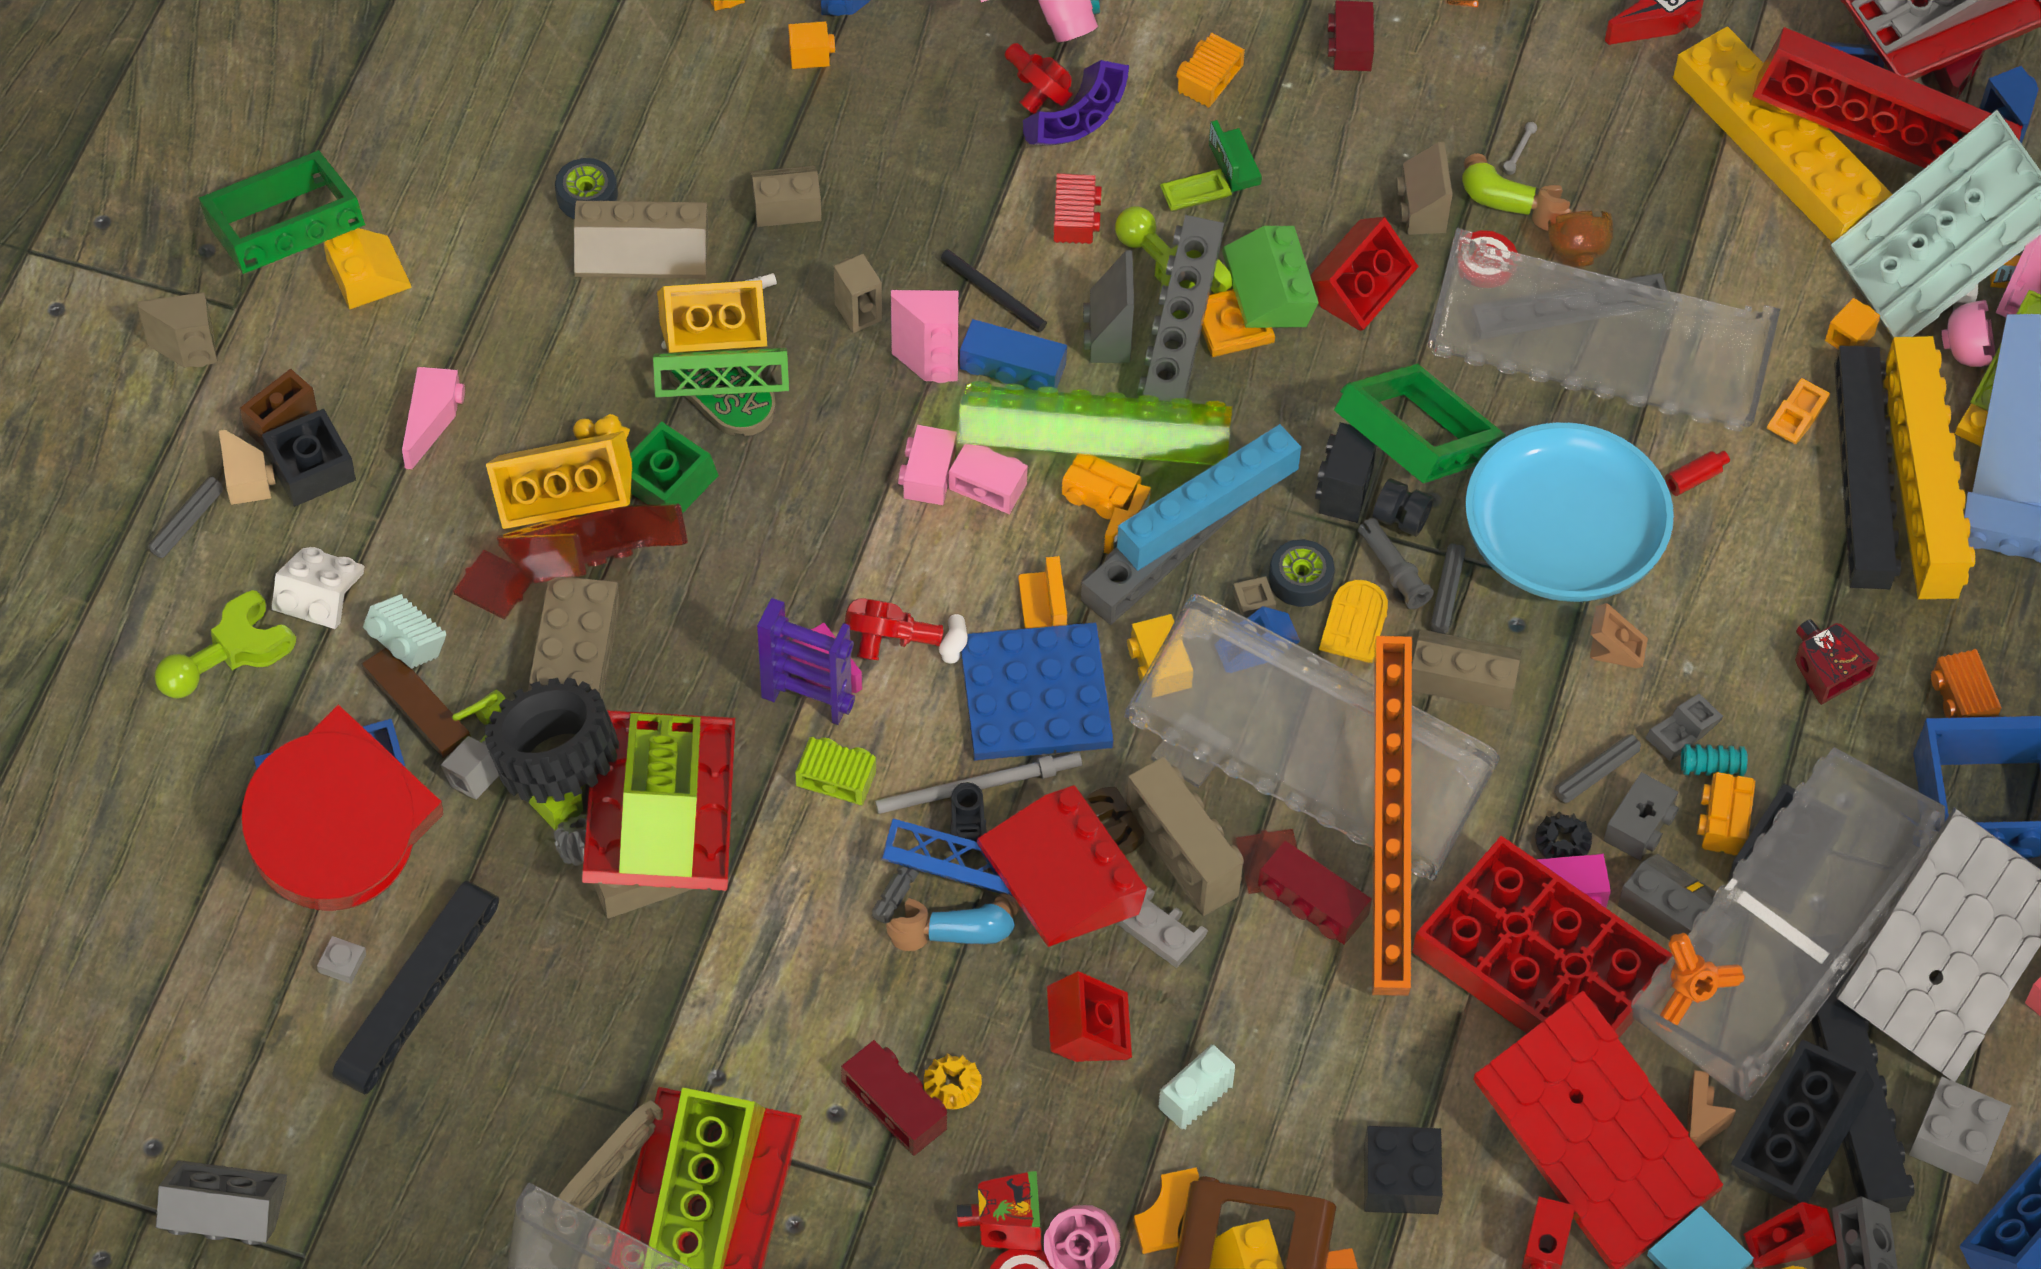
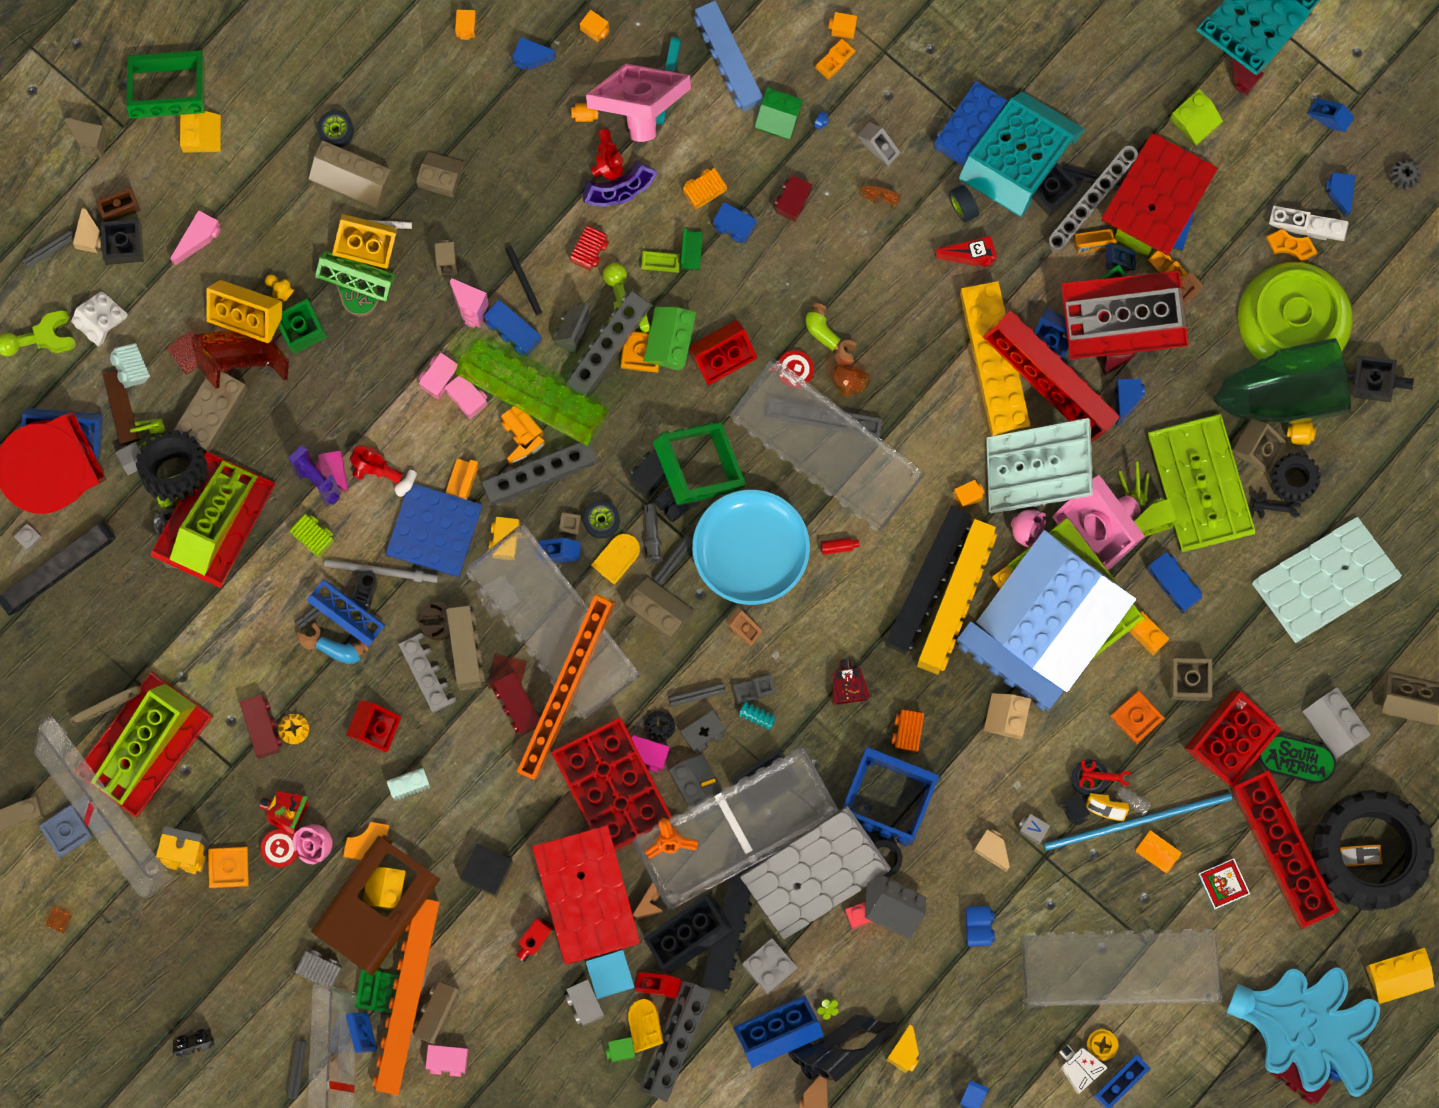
camera: 25 degrees right, 20 degrees up
(810, 45) = (494, 84): light orange brick -> none
(970, 34) = (583, 113): none -> light orange brick
(1063, 867) = (393, 642): red slope -> none
(1208, 497) = (567, 462): dark azure brick -> none
(1282, 97) = (734, 223): none -> blue brick
(1425, 191) = (780, 317): dark tan slope -> none
(1510, 166) = (839, 315): light grey hinge -> none
(1727, 813) = (748, 748): light orange brick -> none
(1799, 411) = (913, 532): light orange slope -> none

